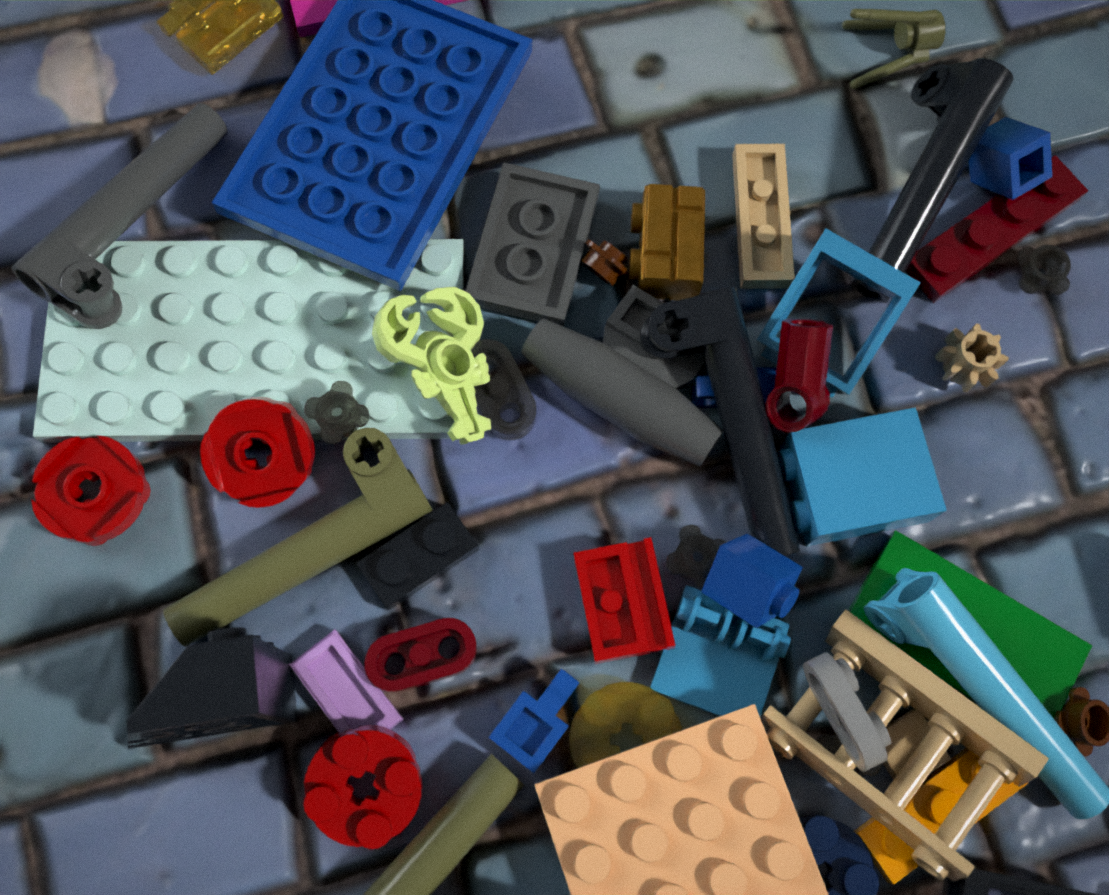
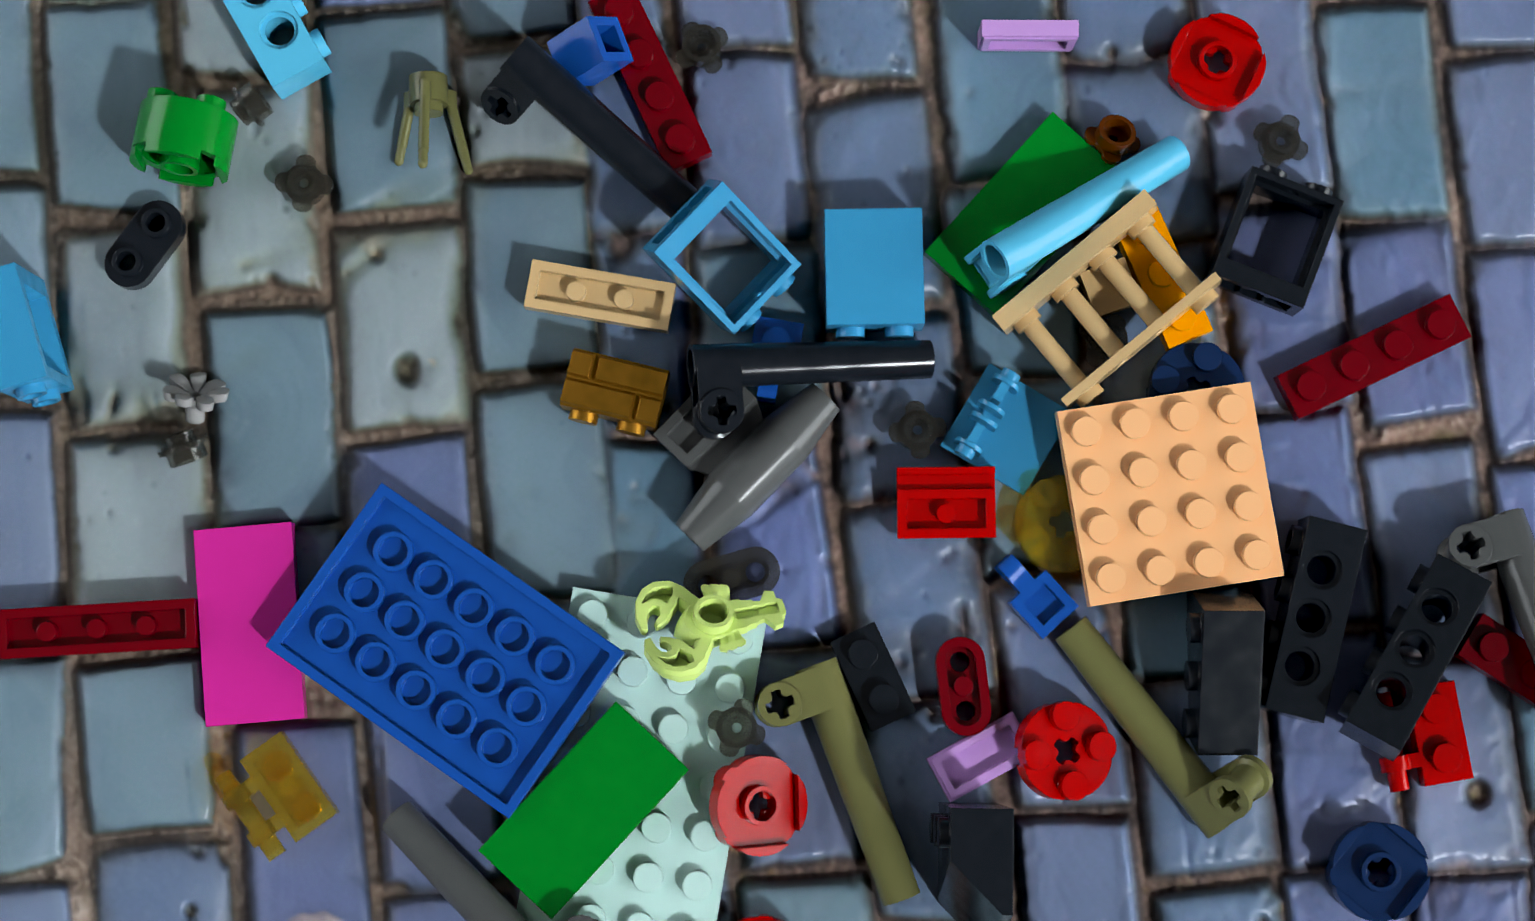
camera: 80 degrees left, 10 degrees up
(233, 279) = (583, 810): none -> green tile
(532, 244) = (590, 520): dark grey plate -> none
(605, 262) = (623, 455): reddish brown plate -> none
(752, 580) = (952, 388): blue brick -> none
(800, 369) = (781, 305): dark red piece -> none
(859, 732) = (1097, 332): light grey plate -> none
(971, 357) = (770, 132): tan gear -> none

